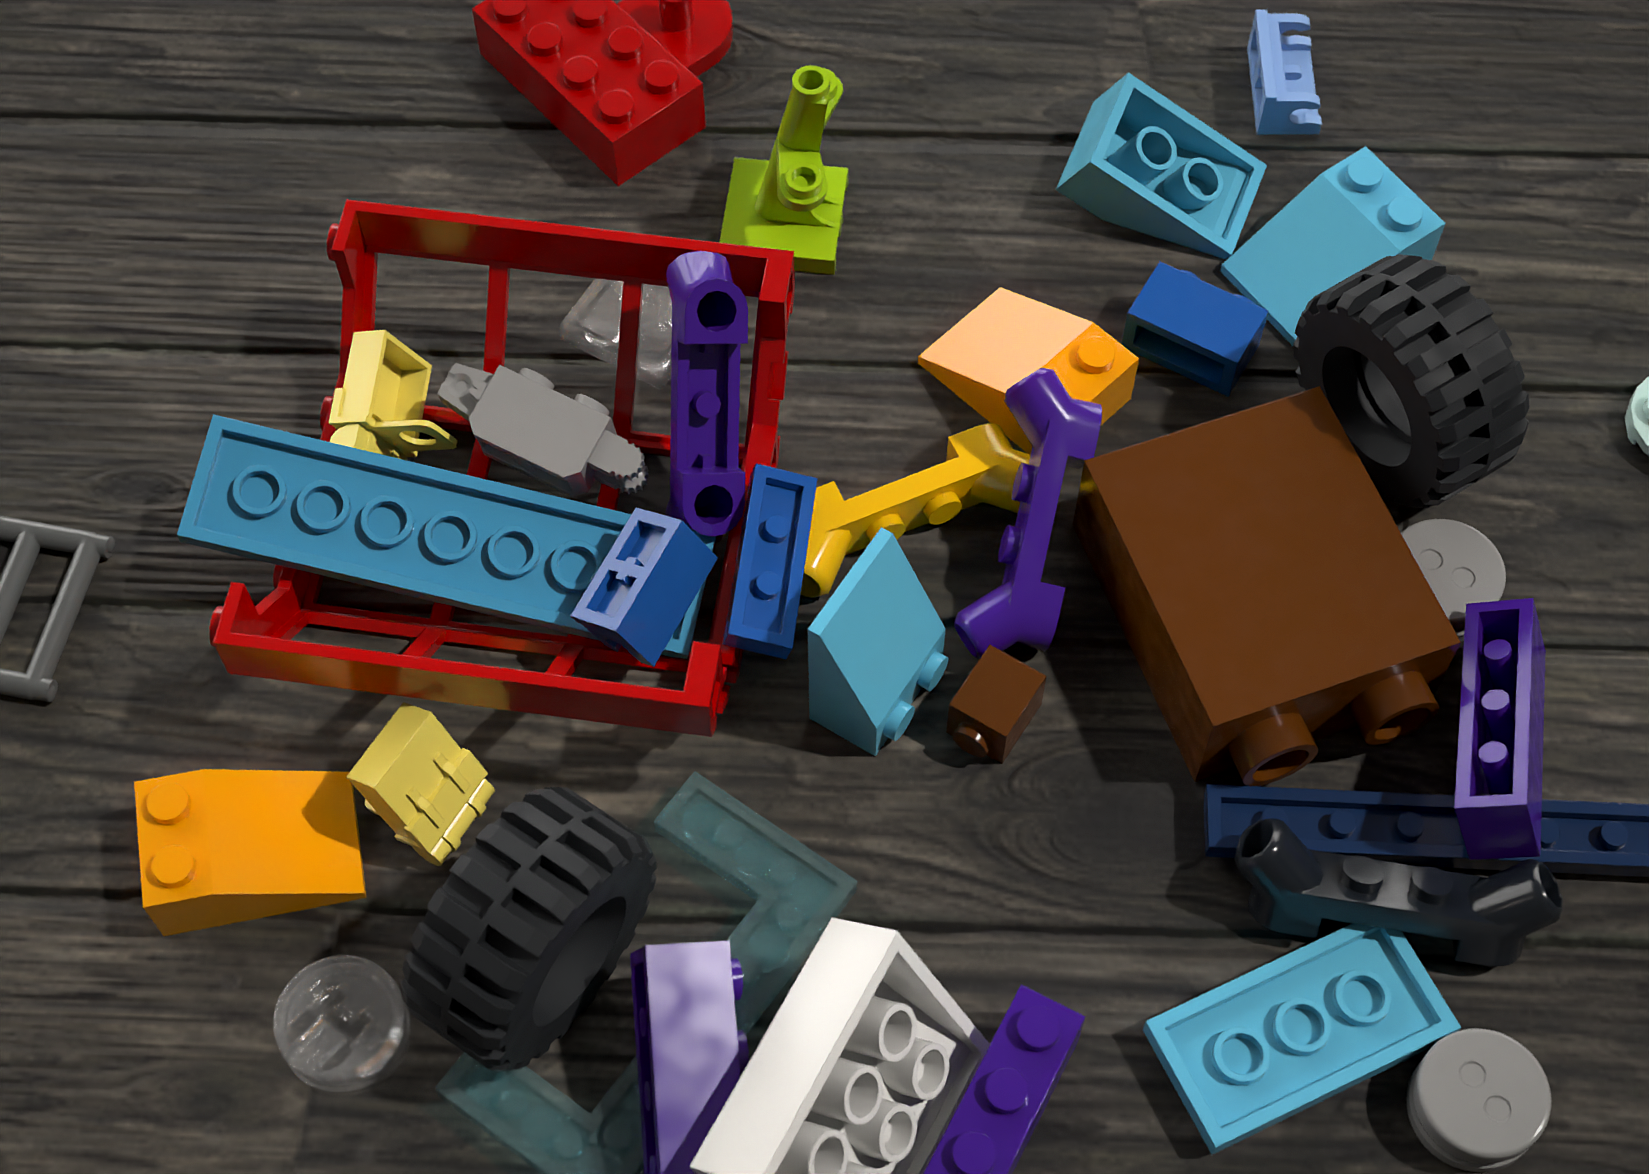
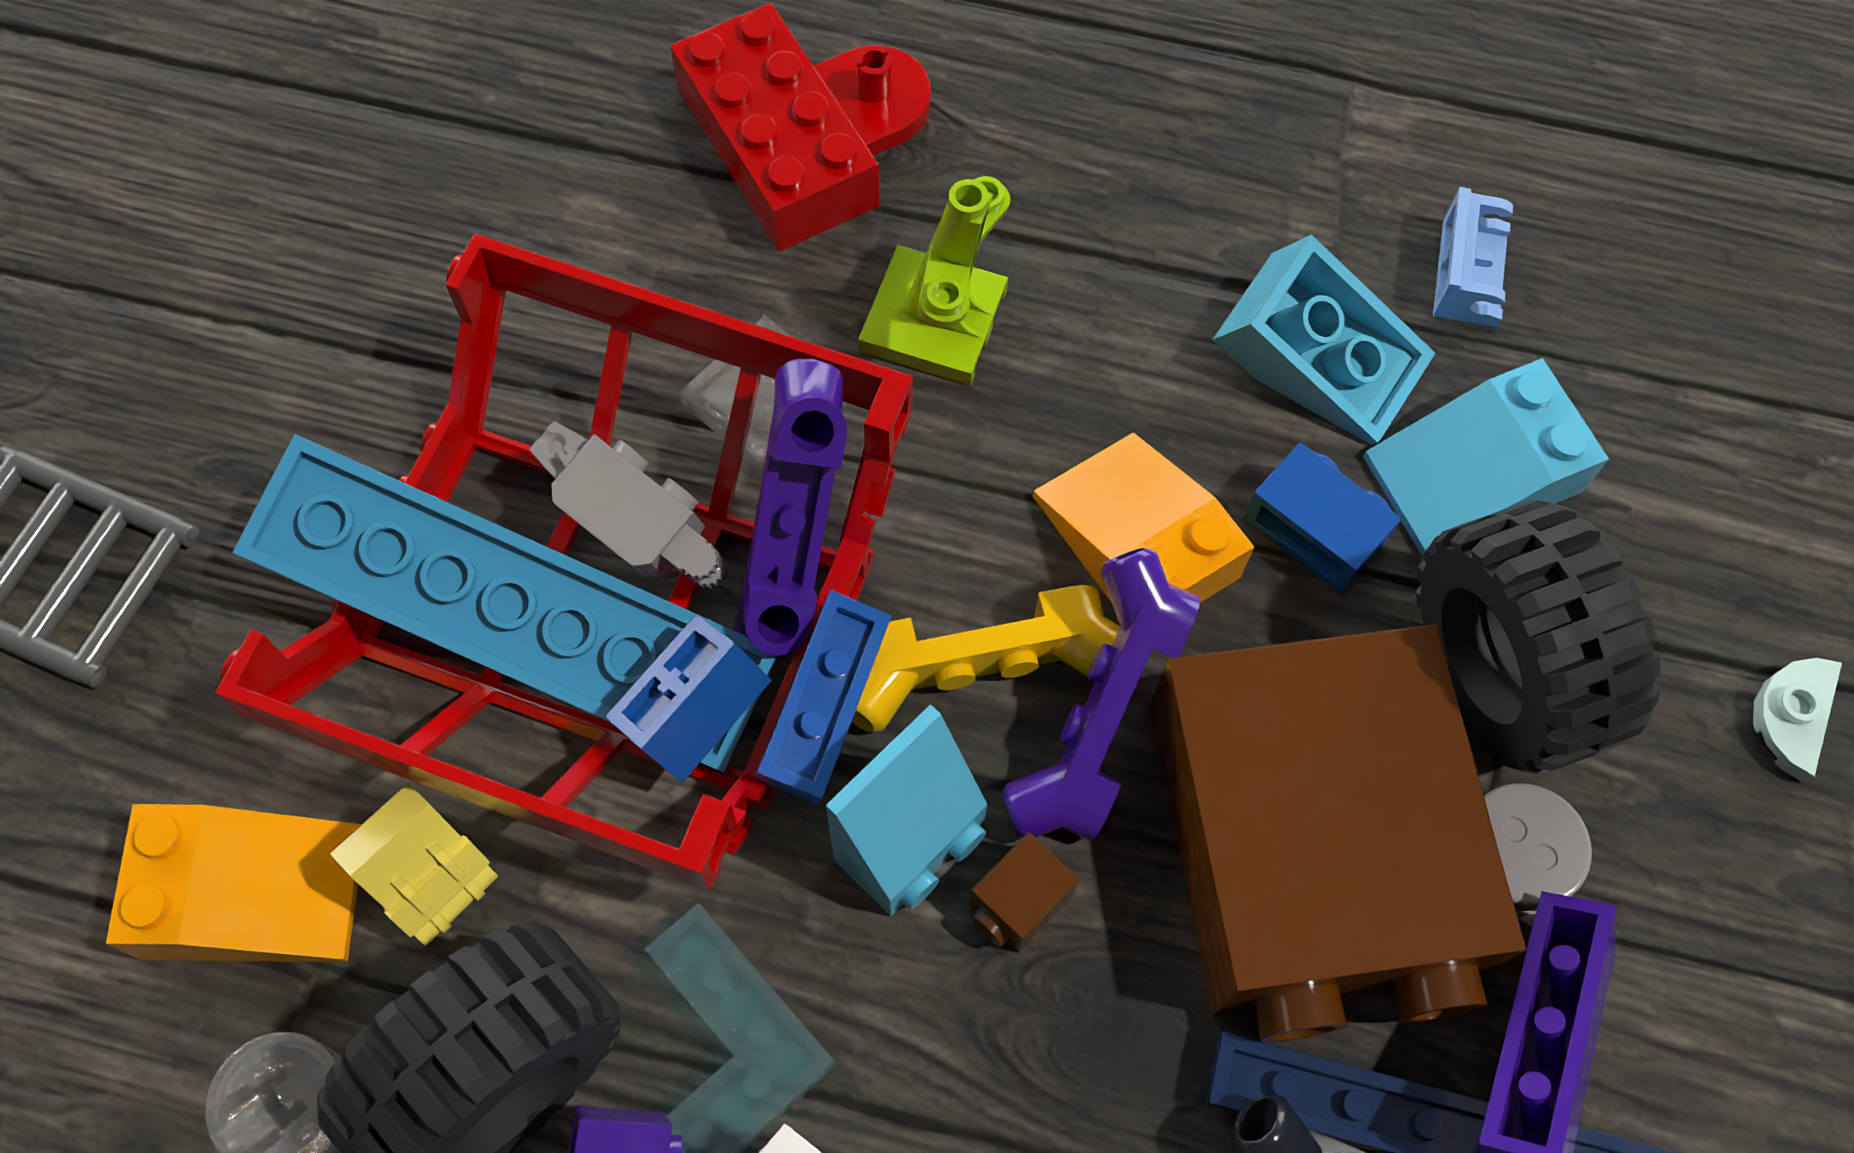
camera: 10 degrees right, 5 degrees up
(385, 399) = (480, 446): light yellow piece -> none

